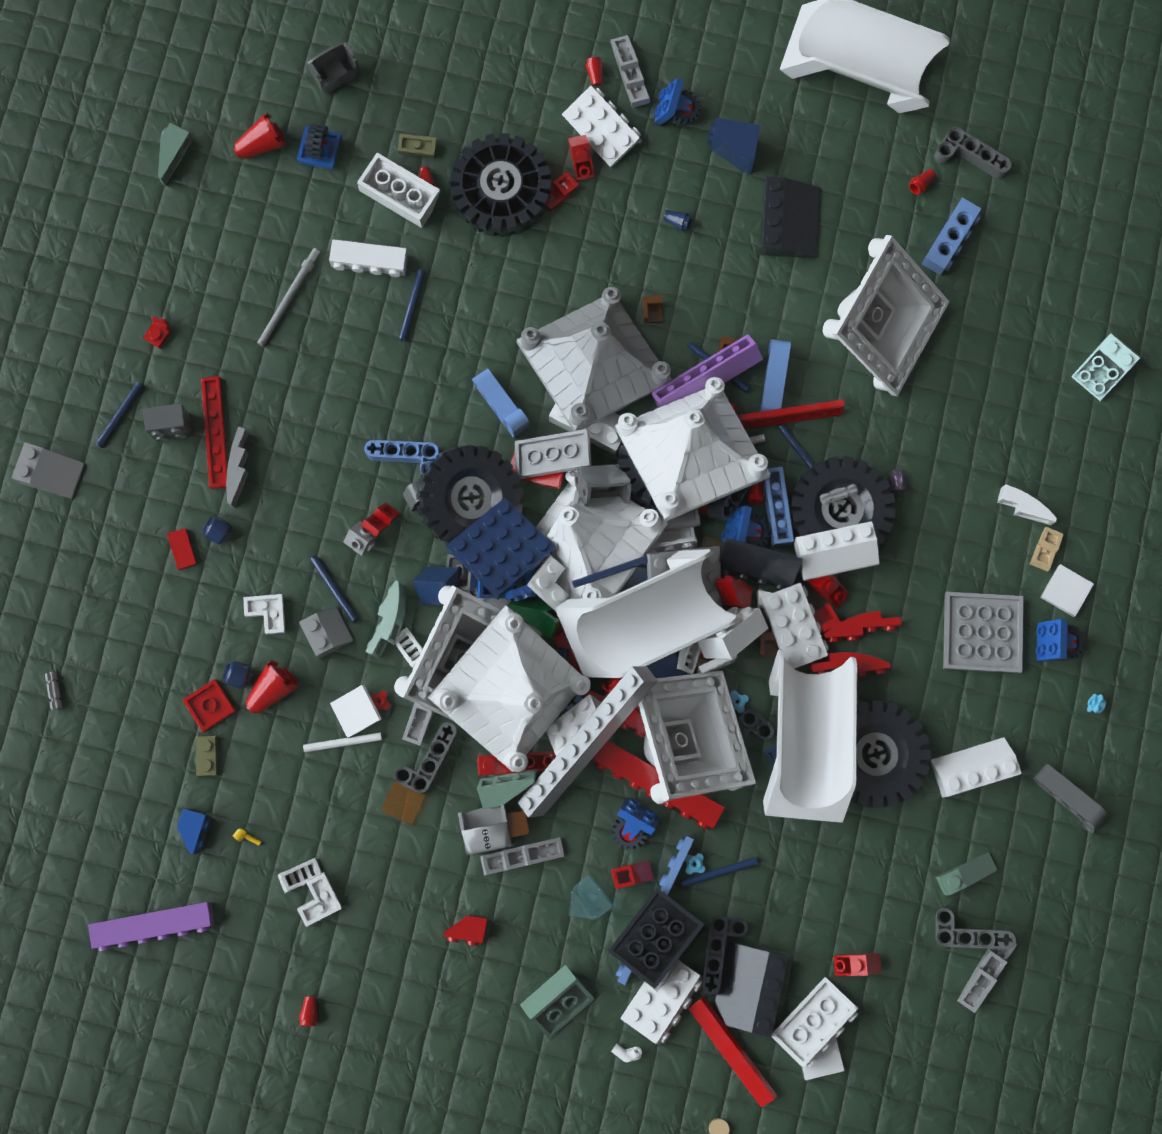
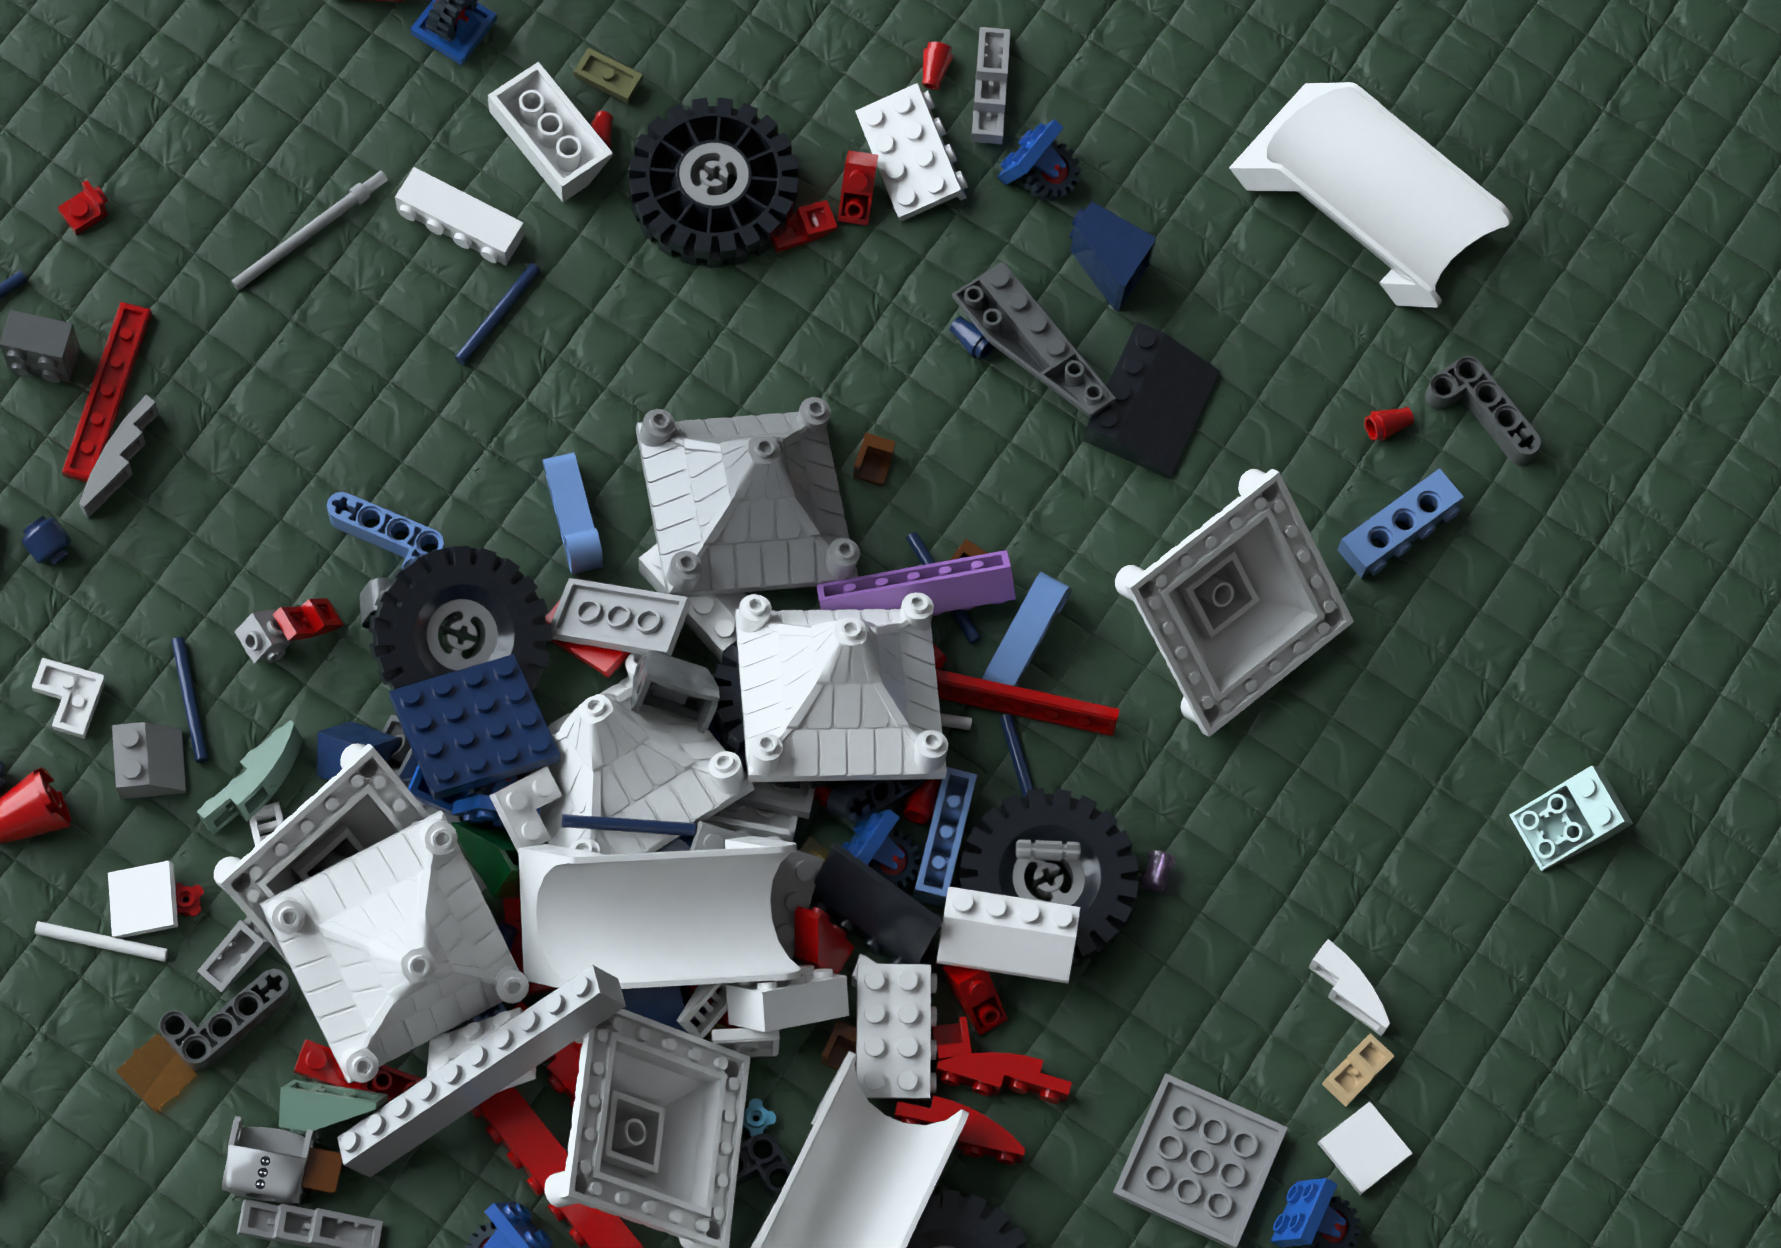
camera: 15 degrees right, 10 degrees down
(711, 208) = (1027, 335): none -> dark grey wedge

